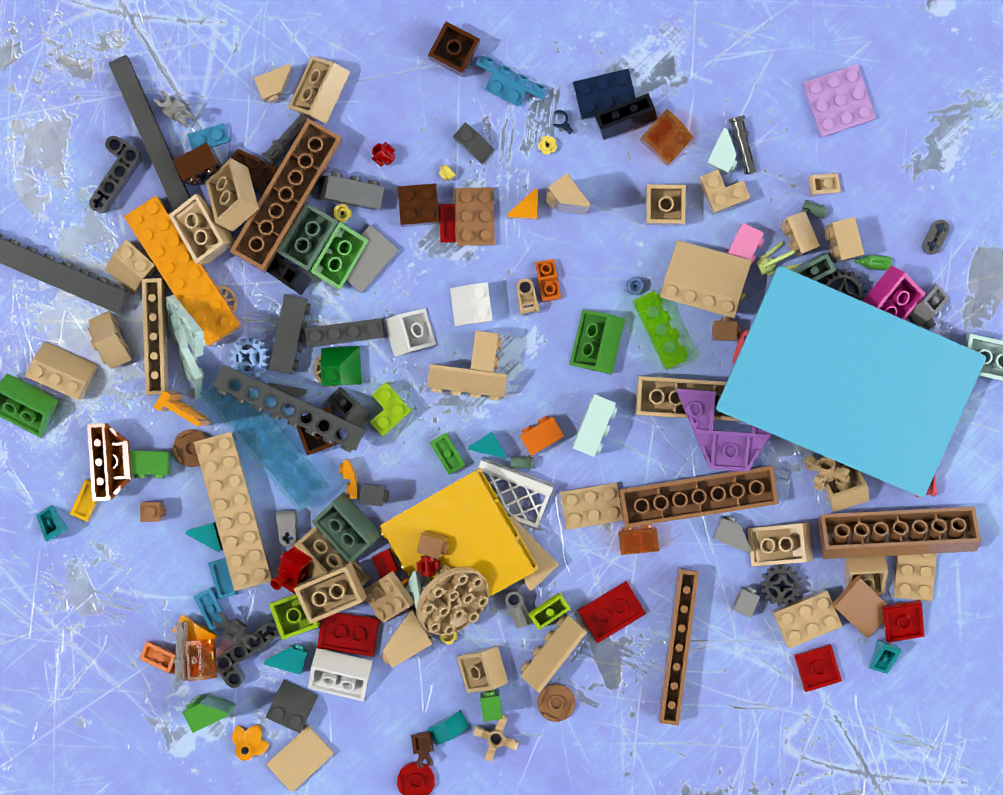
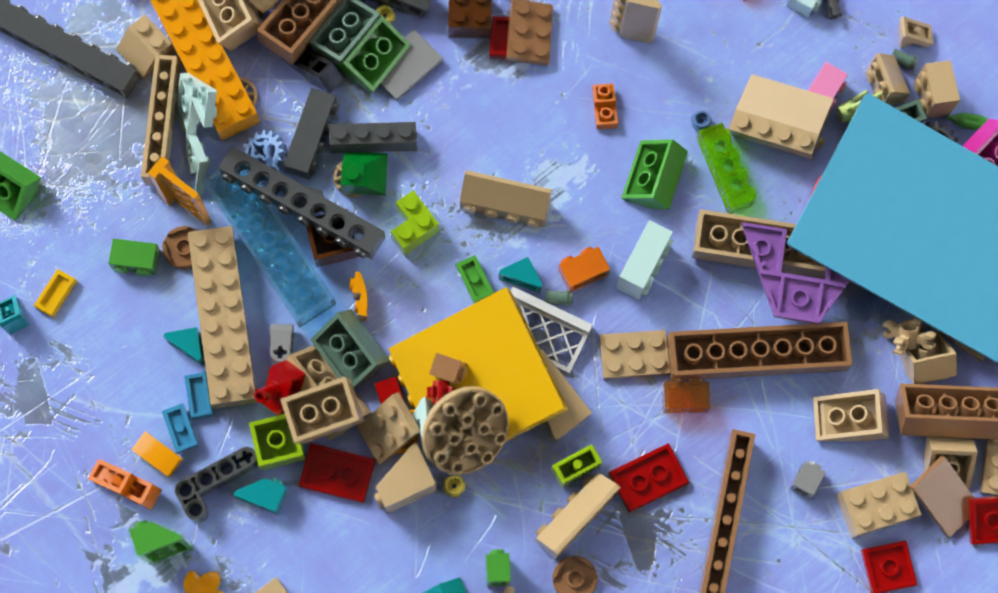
camera: 10 degrees right, 15 degrees down
(61, 371) = (50, 150): tan slope -> none
(108, 340) = (107, 115): tan brick -> none
(108, 461) = (87, 245): dark orange wedge -> none
(152, 511) = (128, 310): medium nougat brick -> none
(180, 653) = (136, 477): light grey pin -> none
(201, 659) = (160, 478): clear orange brick -> none
(235, 630) = (204, 450): dark grey pin -> none
(292, 706) = (260, 551): dark grey slope -> none
(339, 674) = (321, 519): white slope -> none
(349, 407) = (370, 213): dark grey slope -> none
(373, 494) = (385, 313): dark grey brick -> none
(409, 332) = (445, 144): white slope -> none
(471, 304) = (518, 121): white slope -> none
(482, 669) = (490, 528): tan slope -> none
(485, 350) = (530, 163): tan brick -> none
(517, 610) = (539, 463): light grey piece -> none
(526, 208) = (586, 28): light orange slope -> none
(527, 299) = (580, 123): tan piece -> none
(665, 204) = (740, 36): tan brick -> none
(718, 195) = (804, 35): tan brick -> none
(725, 329) = (799, 175): medium nougat brick -> none
(731, 533) = (795, 400): light grey slope -> none
(781, 576) = (851, 454): dark grey gear -> none
(884, 656) = (969, 559): teal slope -> none

